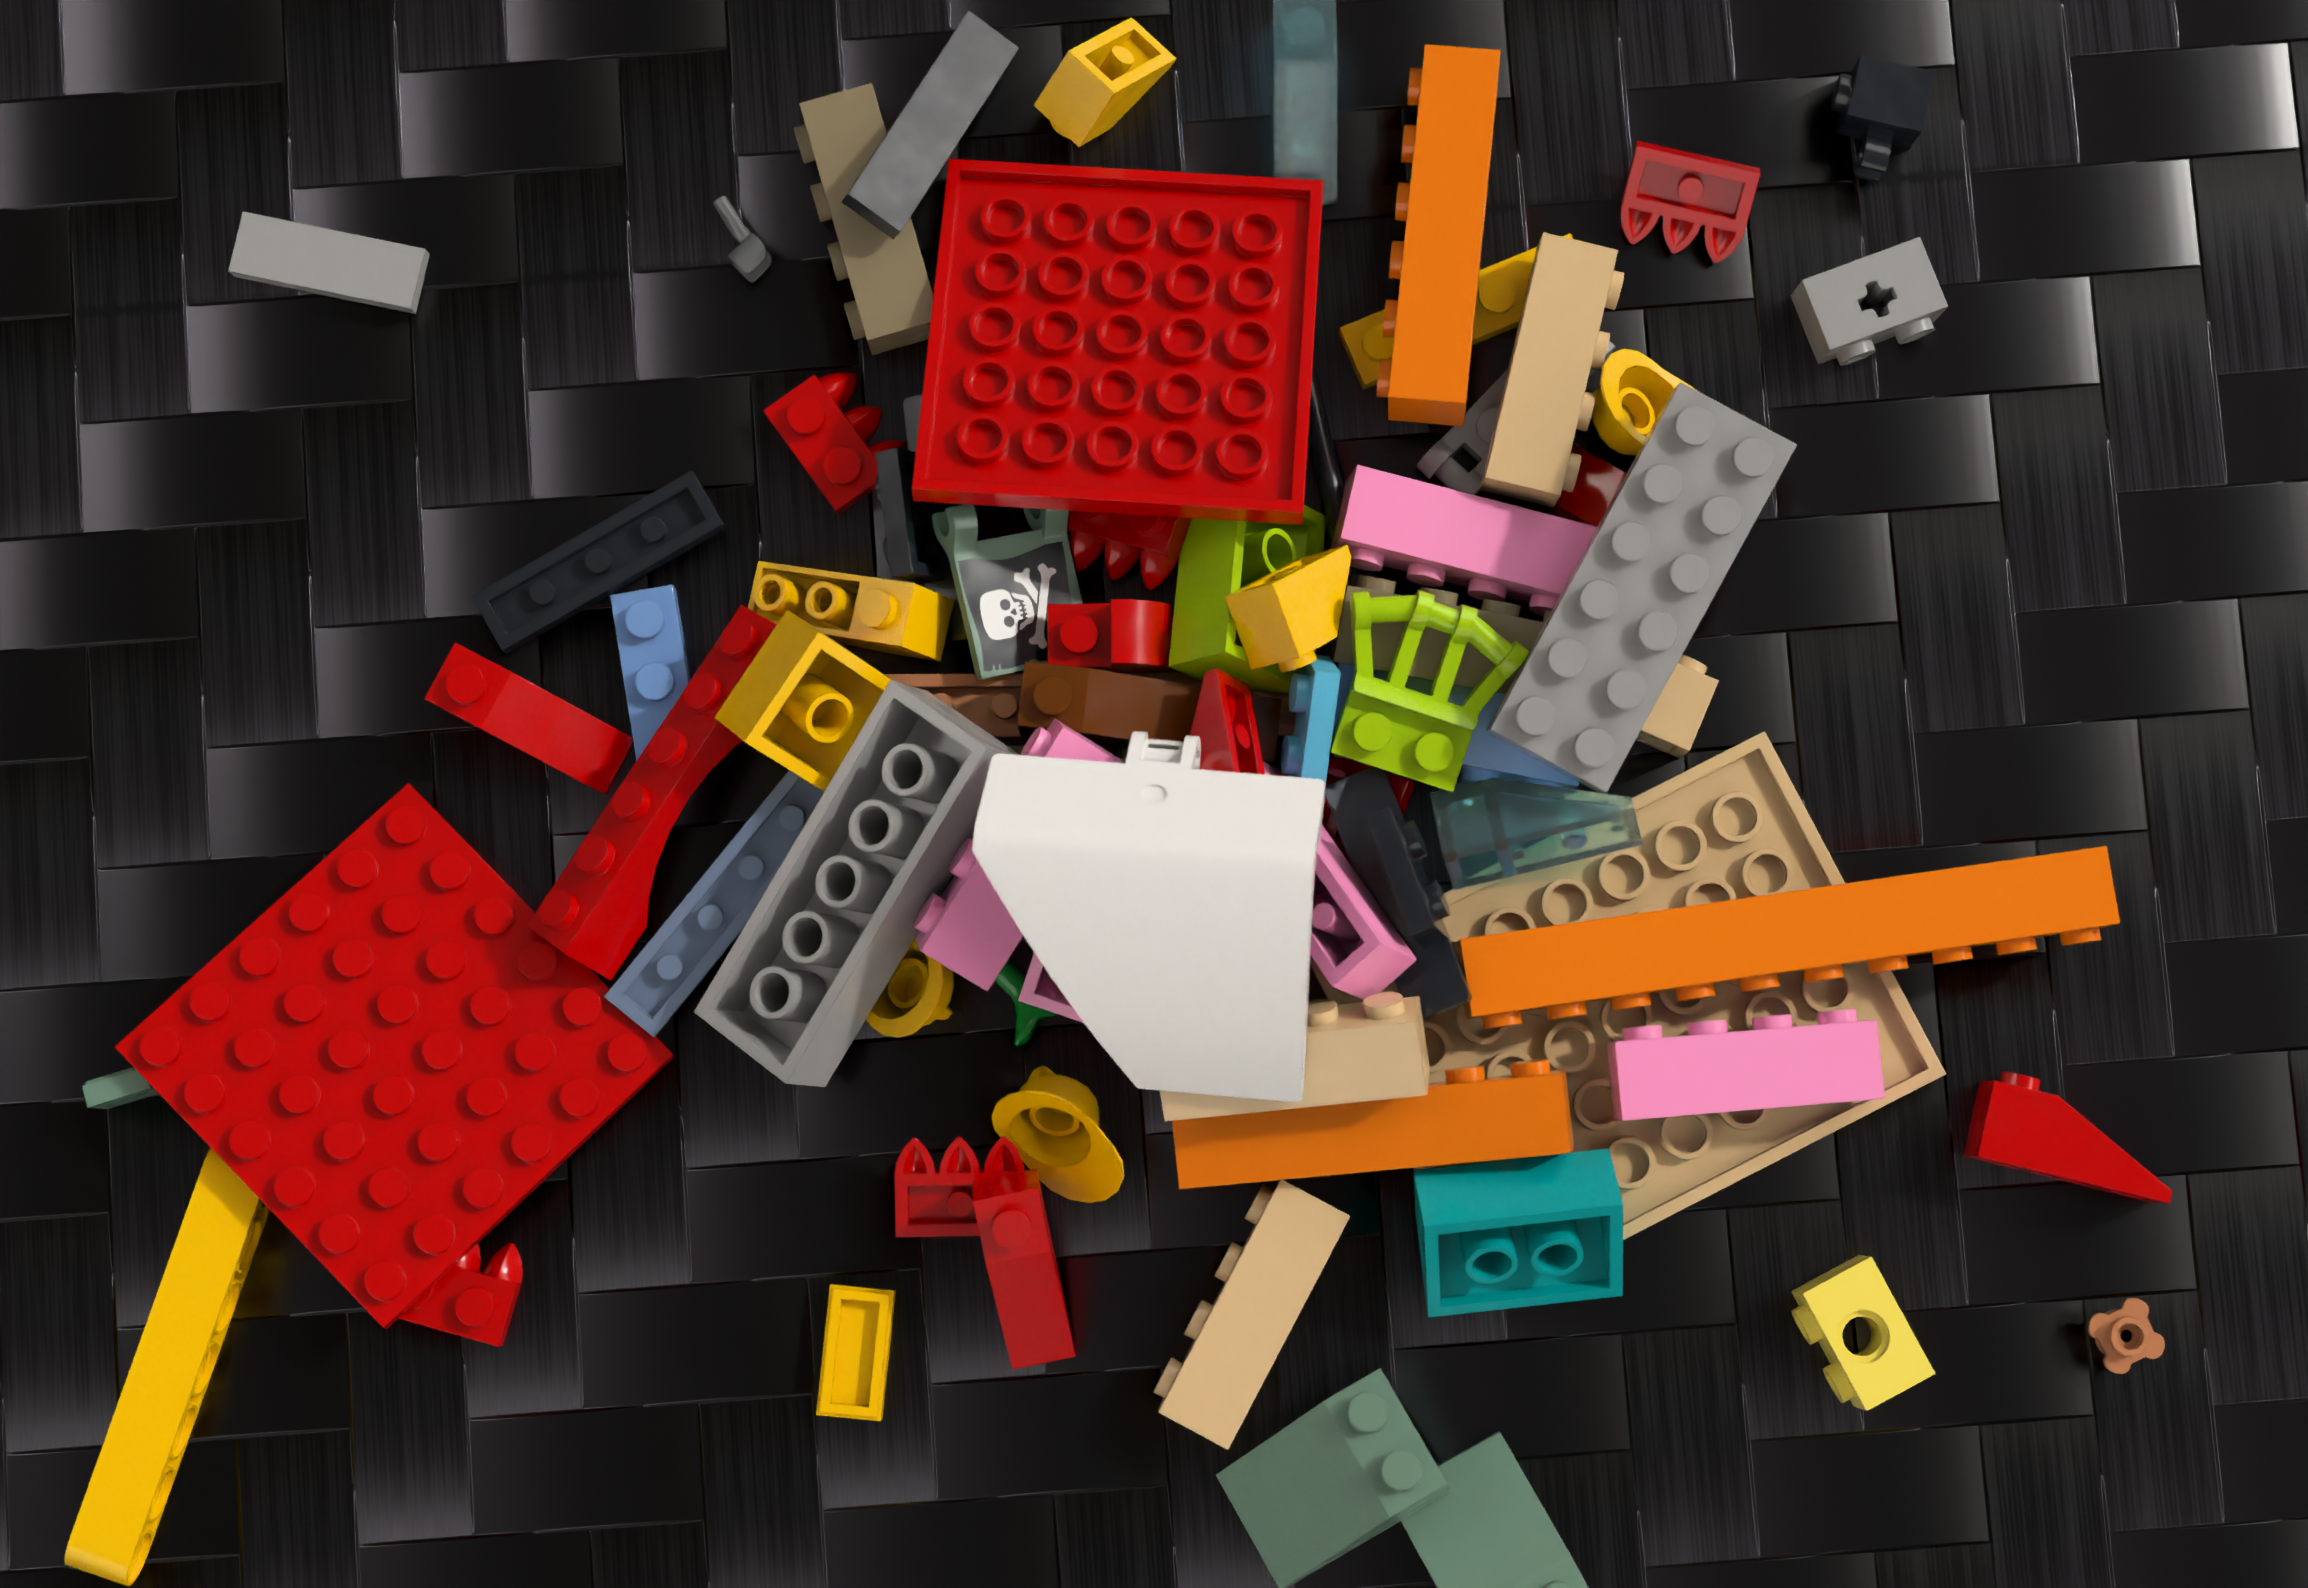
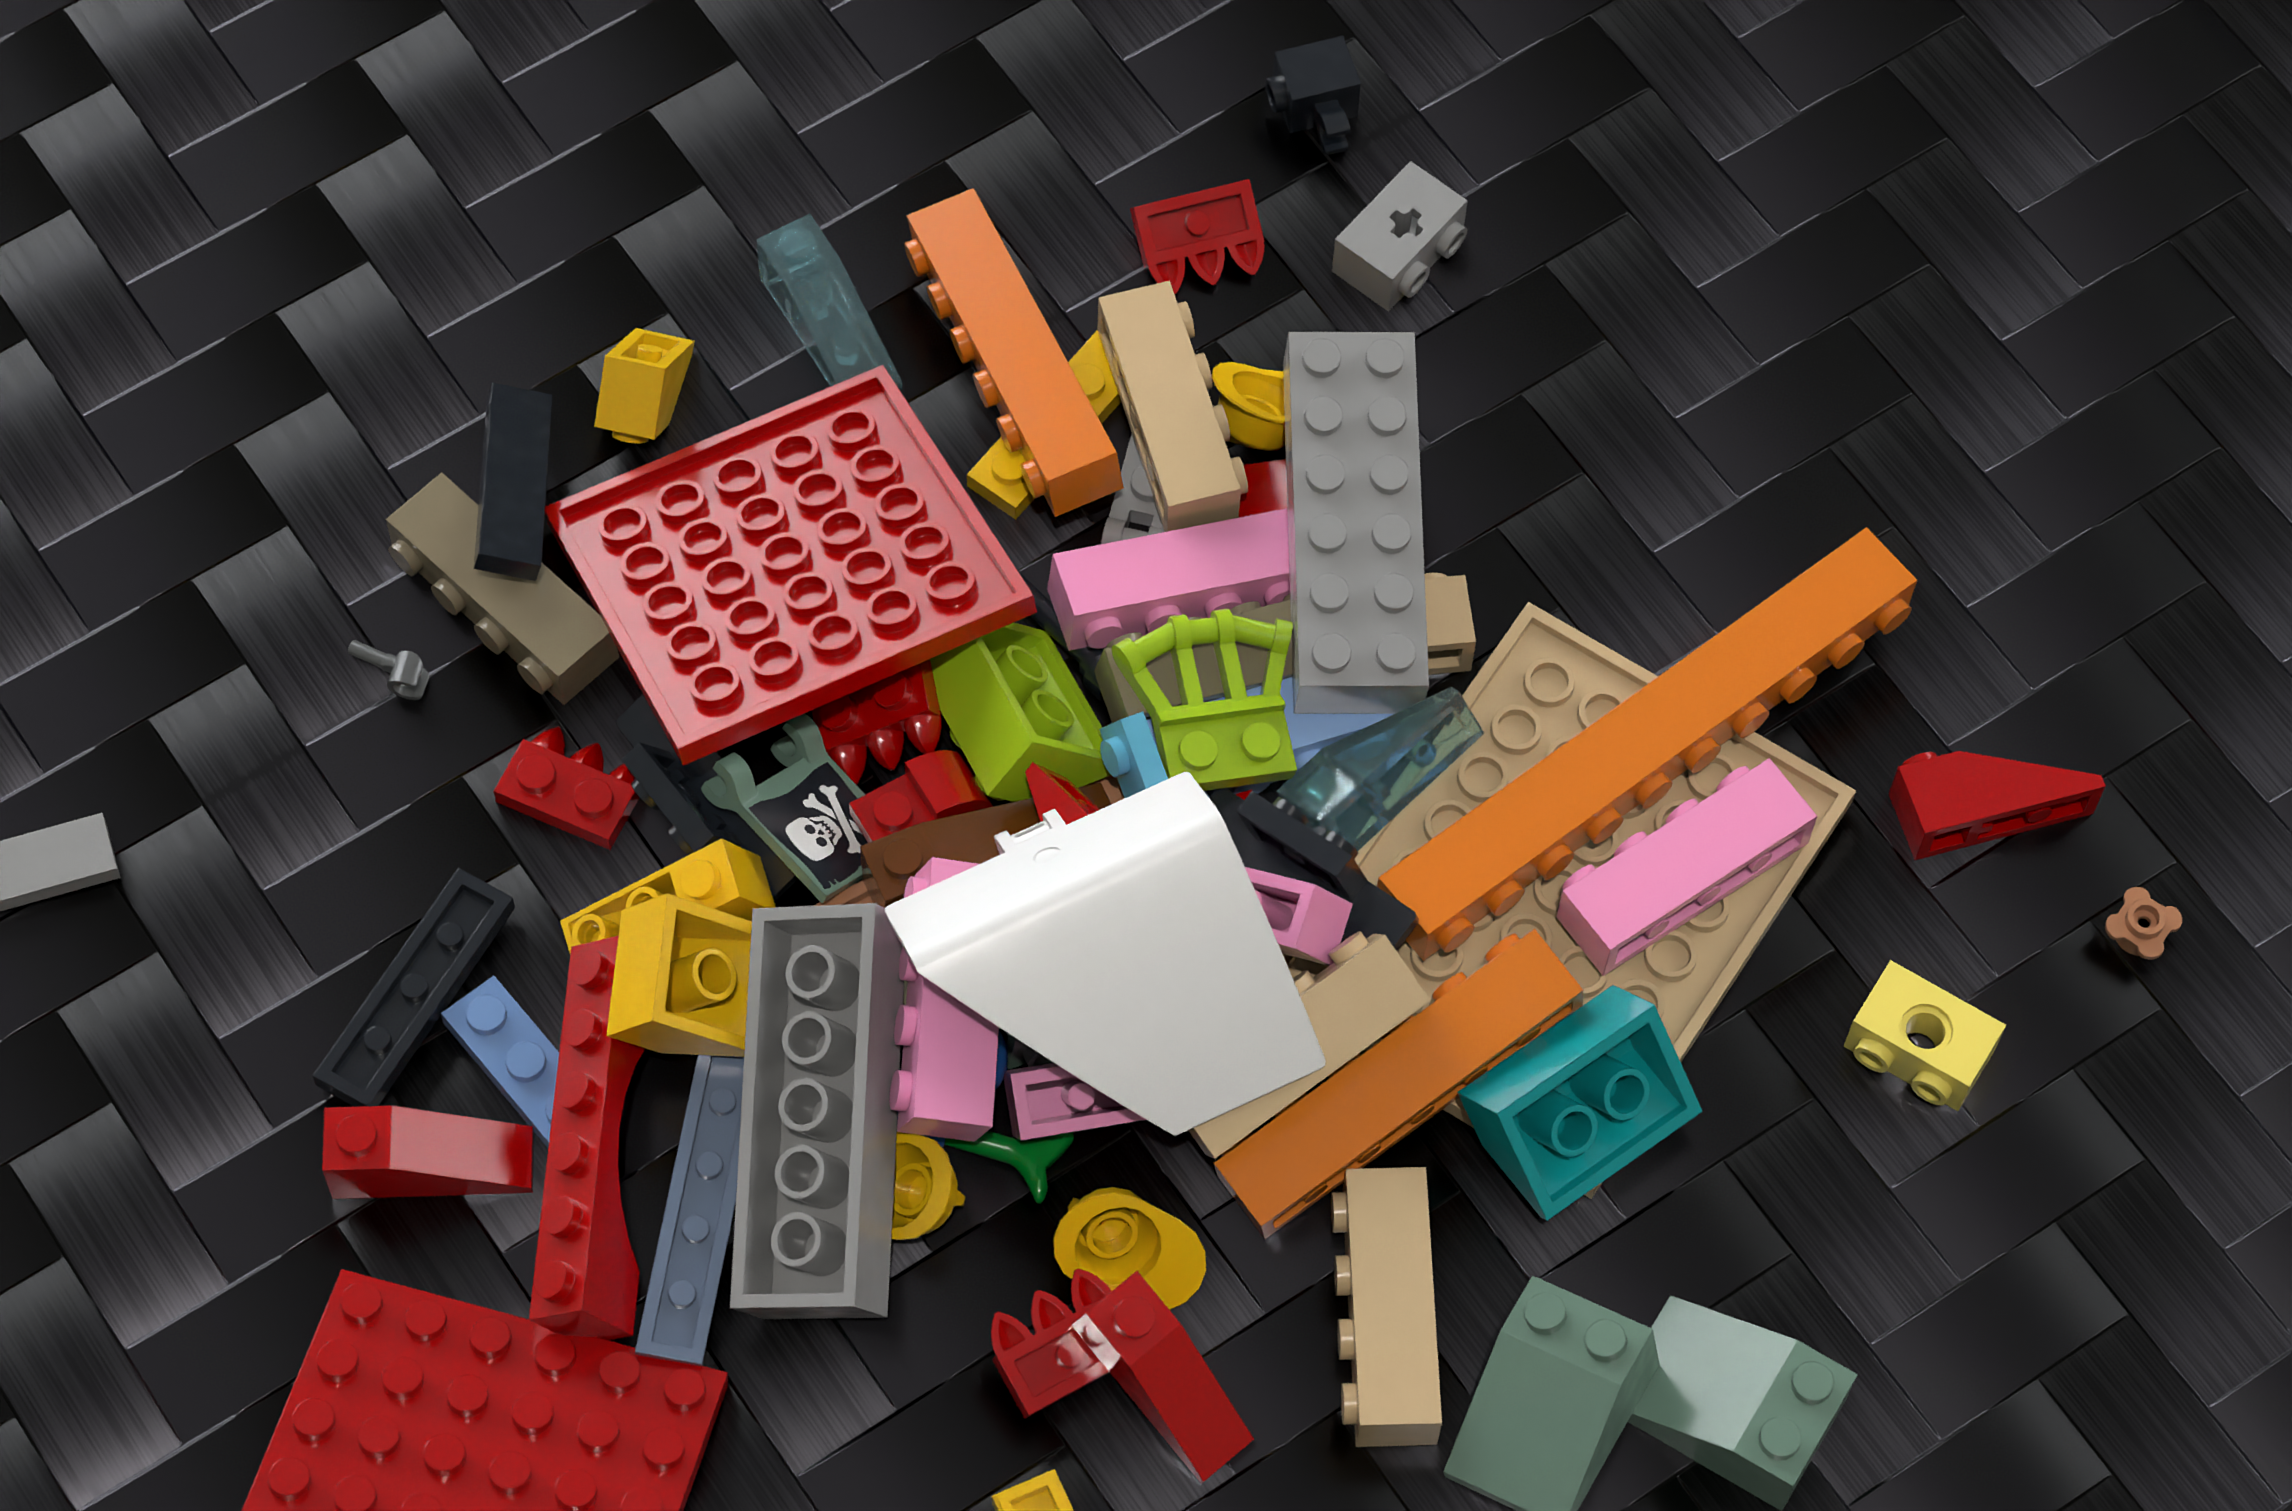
camera: 35 degrees left, 20 degrees down
(1291, 610) = (1068, 690): yellow slope -> none

